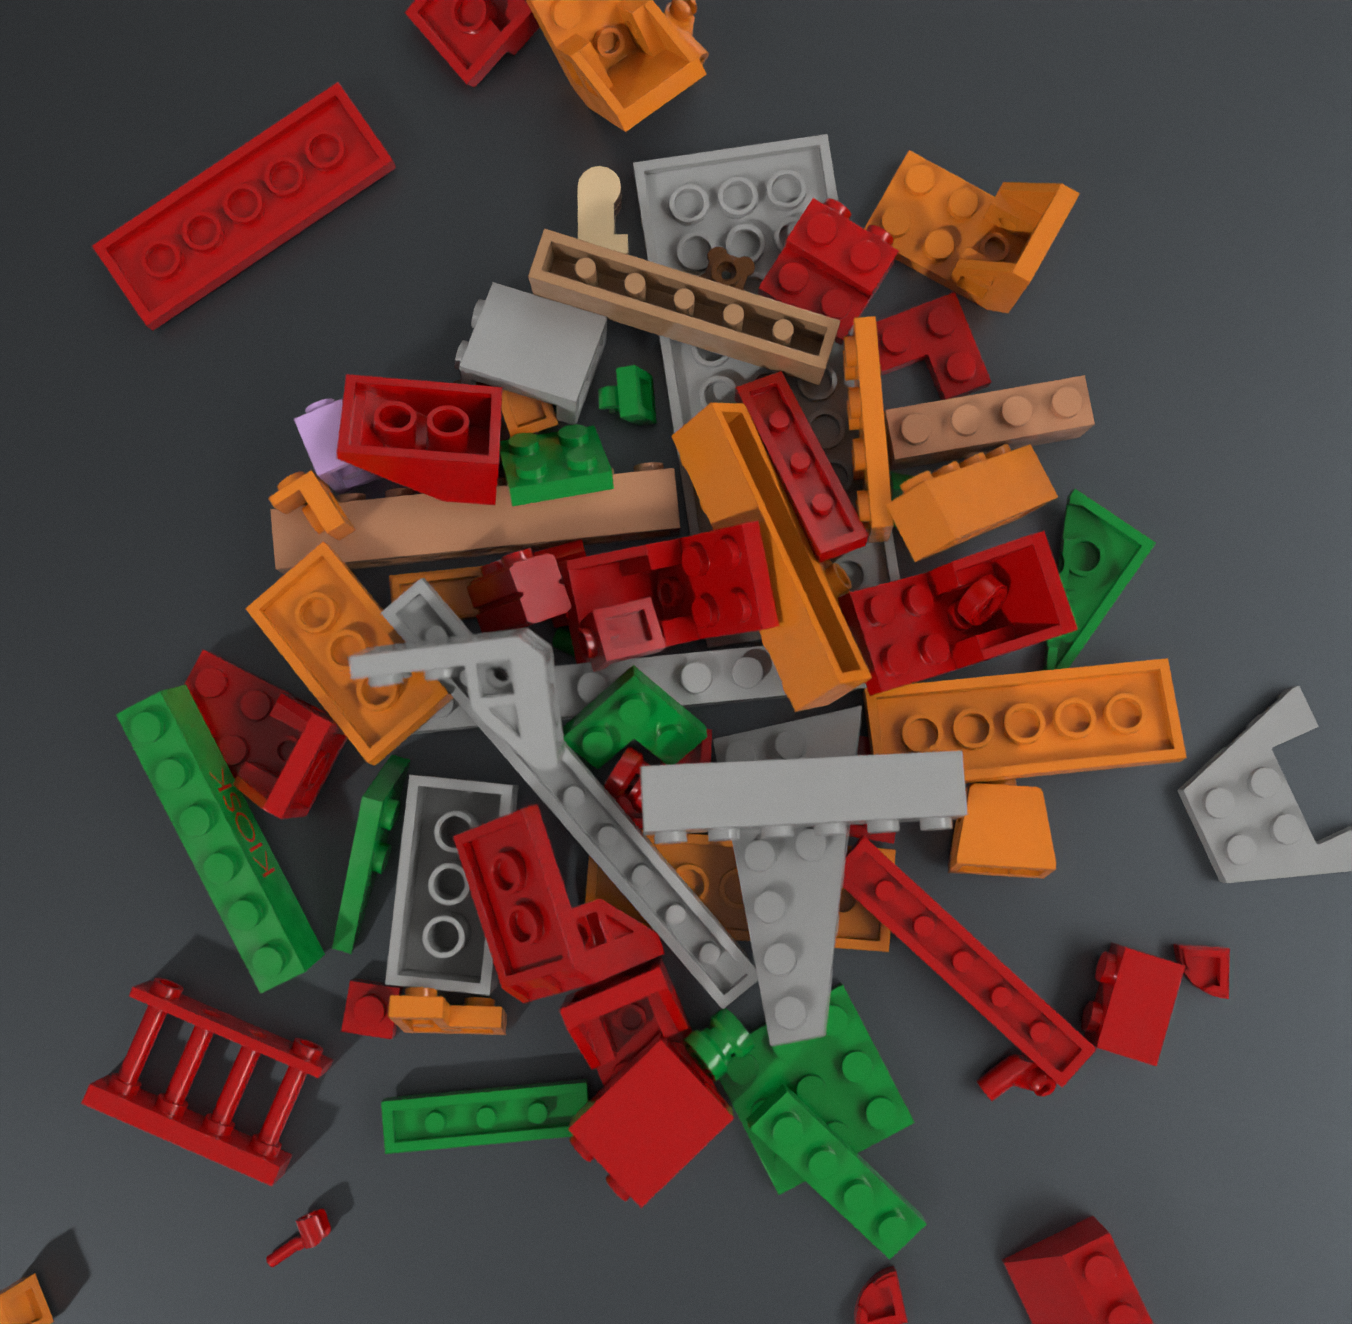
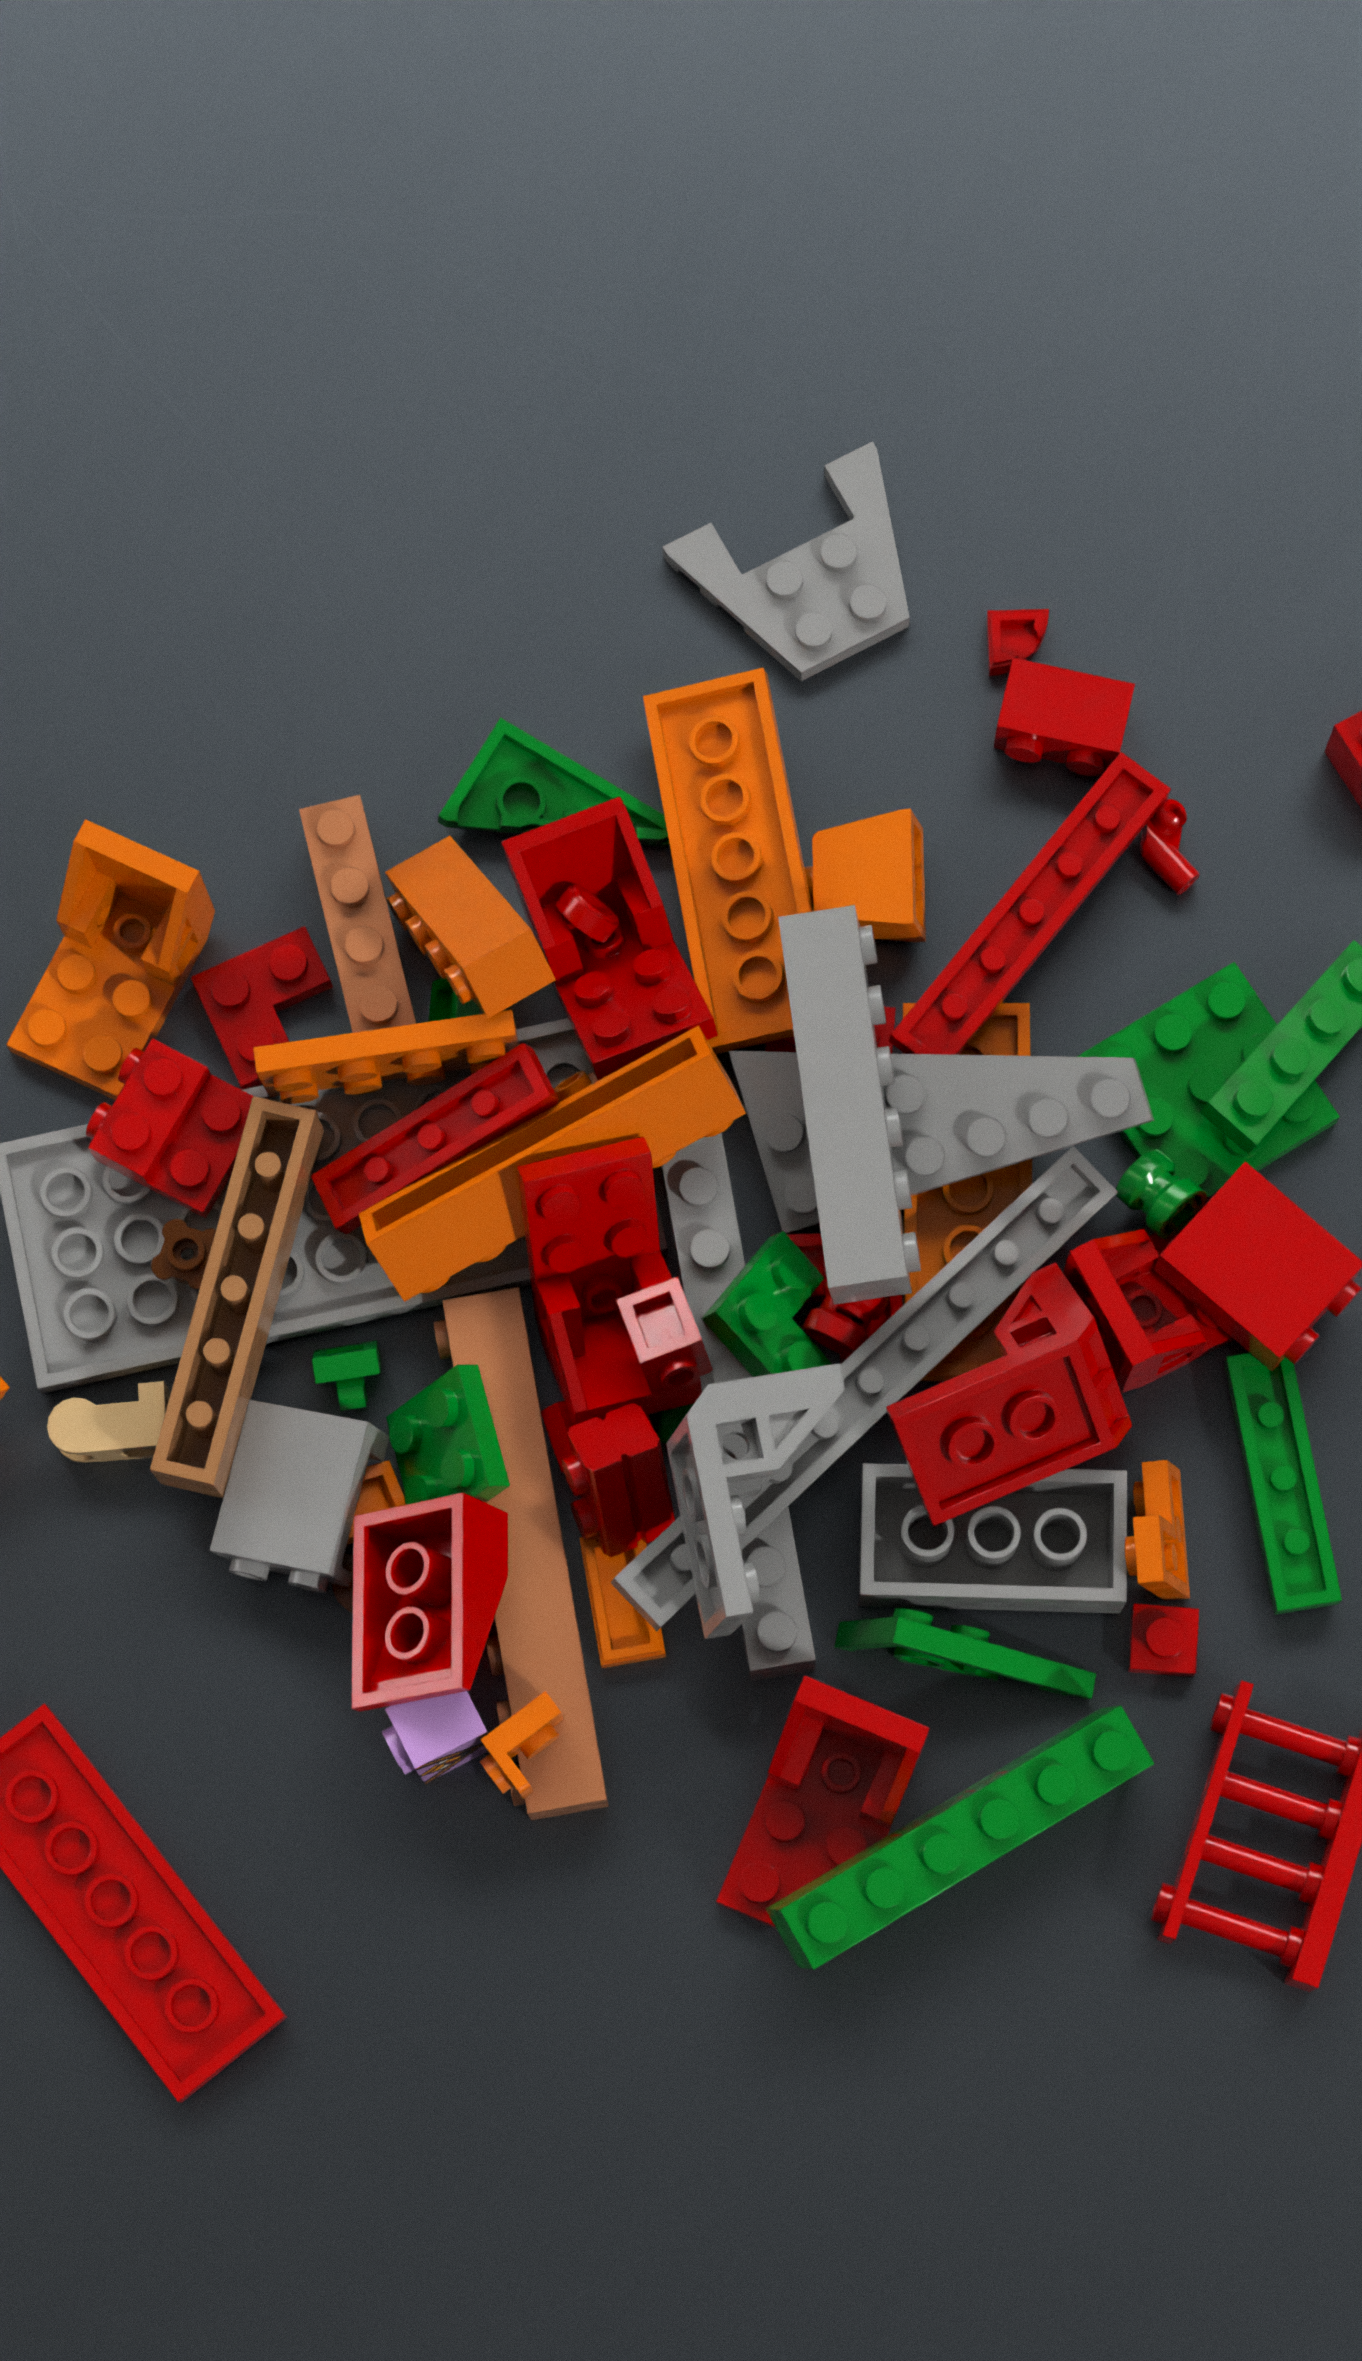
camera: 90 degrees left, 10 degrees down
(320, 619) = (701, 1698): orange plate -> none

